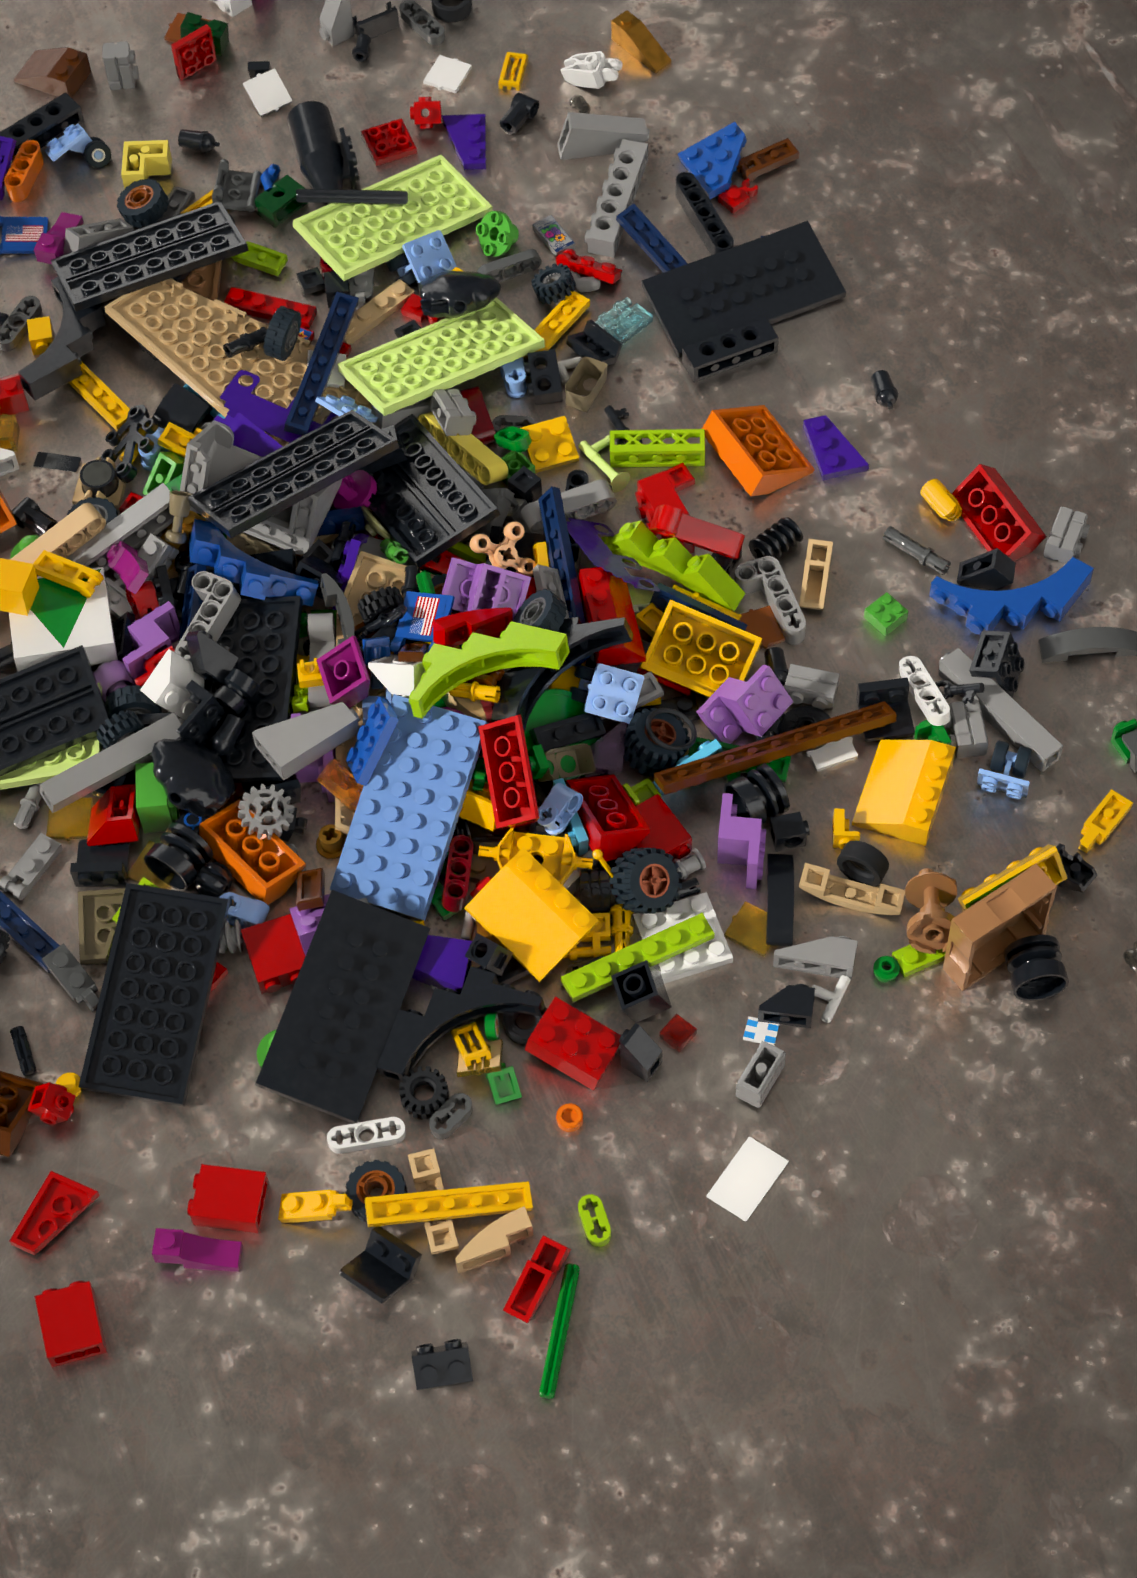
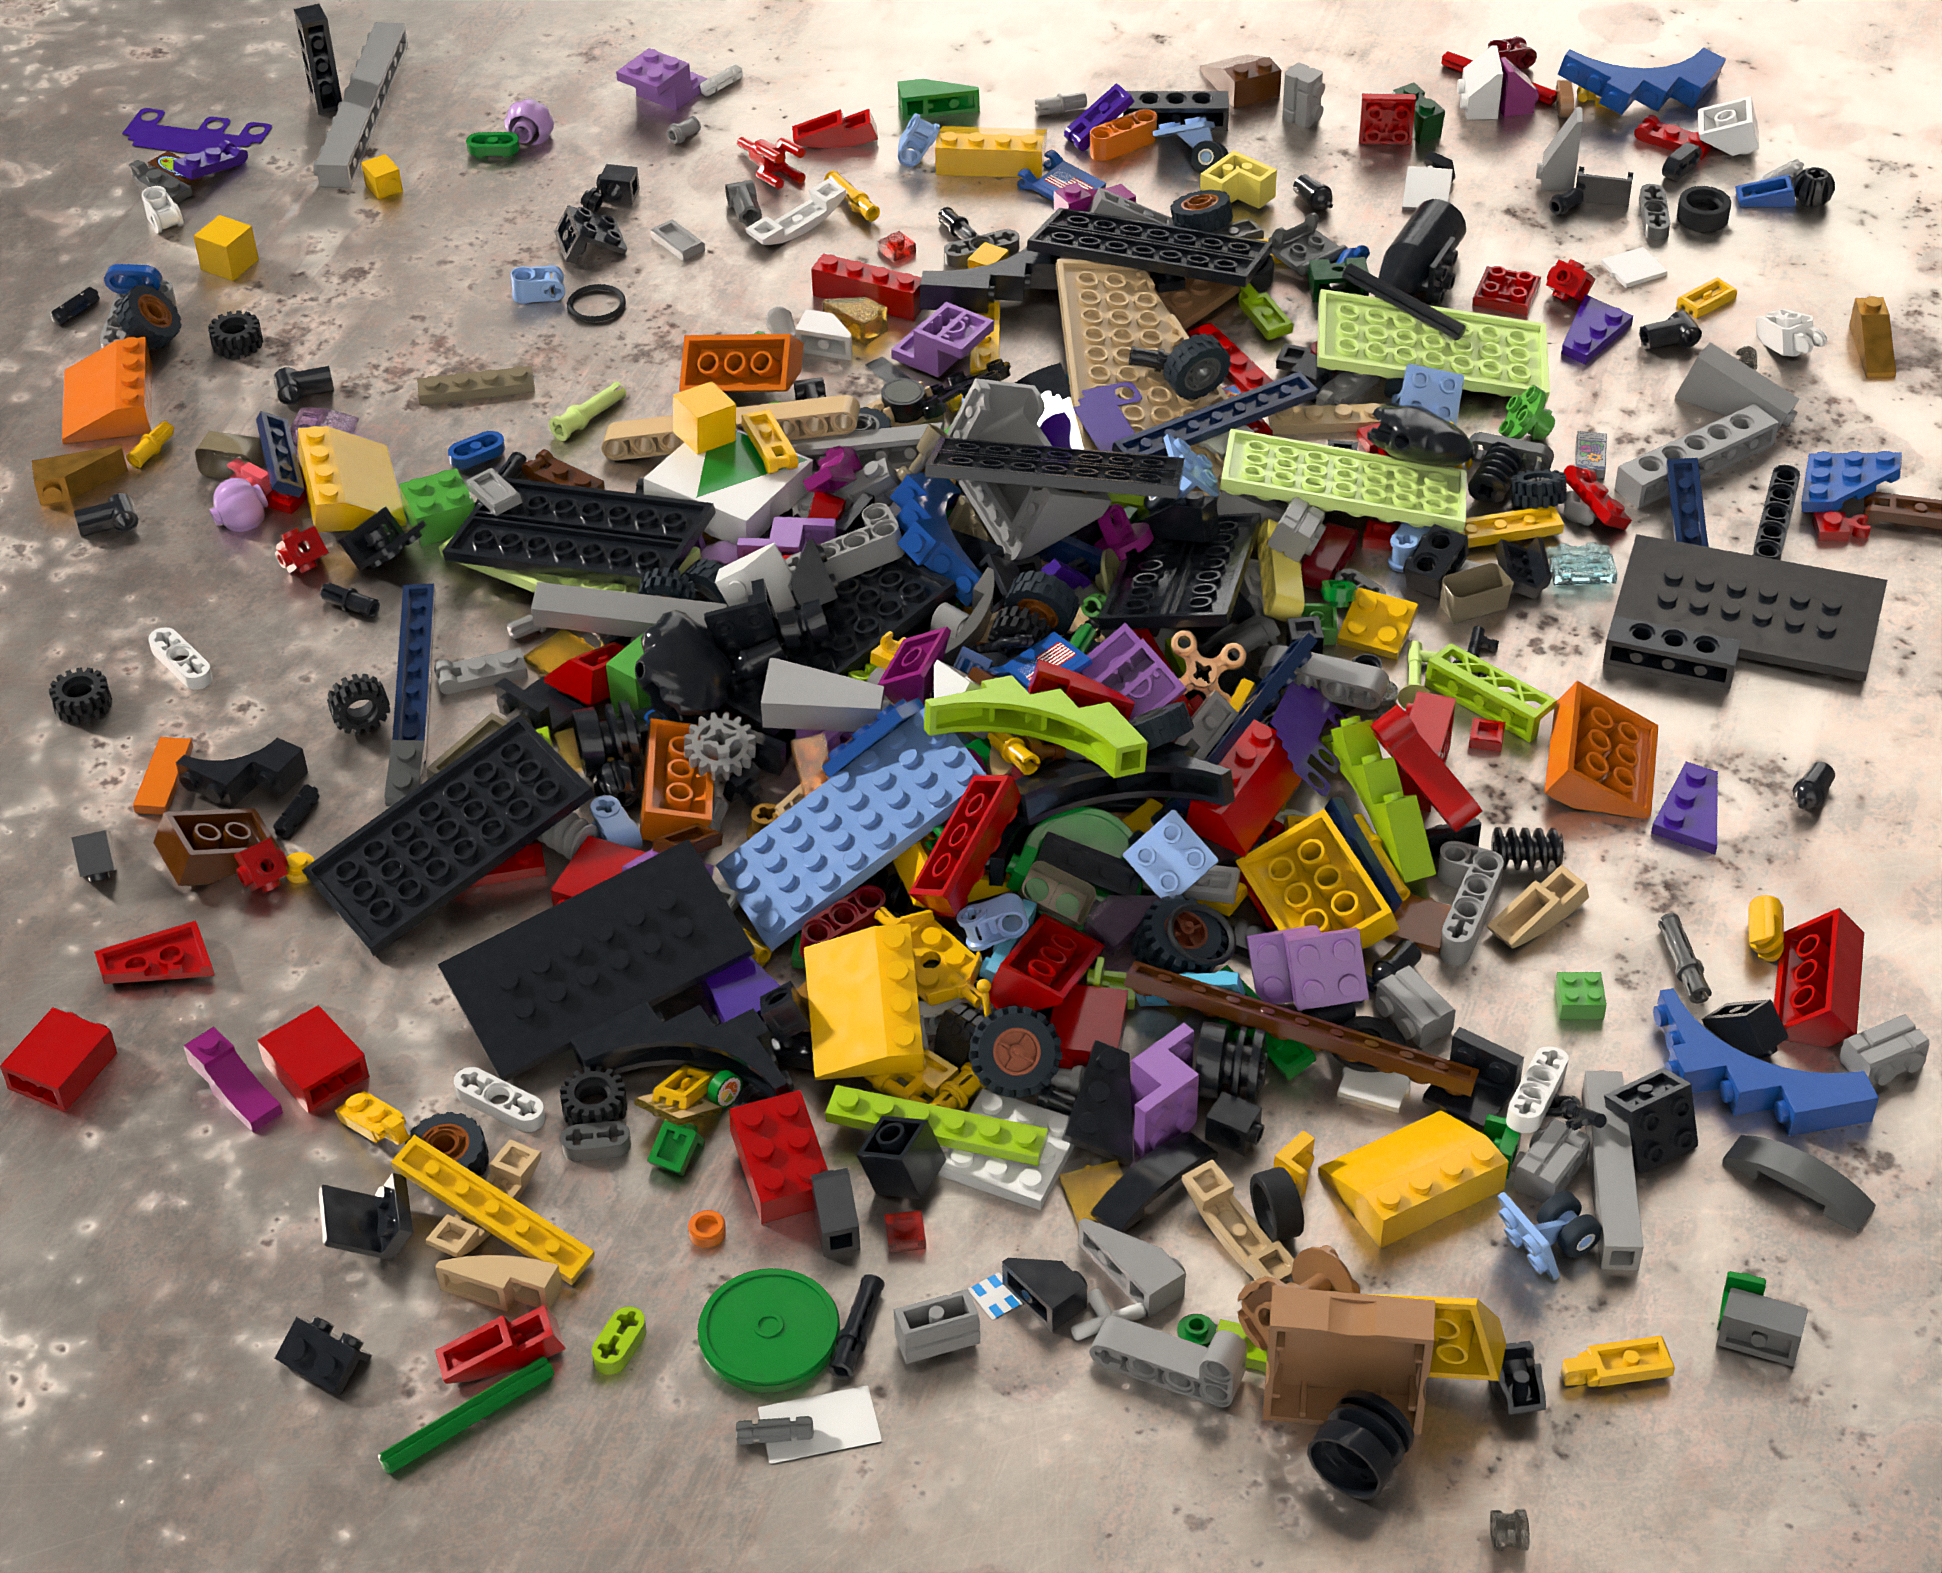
camera: 40 degrees right, 15 degrees down
(75, 420) = (942, 339): none -> medium lavender bracket
(377, 573) = (1045, 596): none -> black wheel
(488, 381) = (1378, 535): none -> red tile
(517, 288) = (1495, 473): none -> black piece
(667, 1148) = (768, 1330): none -> green brick
(713, 874) = (1102, 1106): none -> black wing
(718, 1116) = (852, 1338): none -> black pin
(732, 1201) = (774, 1430): none -> dark grey axle
(895, 996) = (1171, 1362): none -> light grey beam

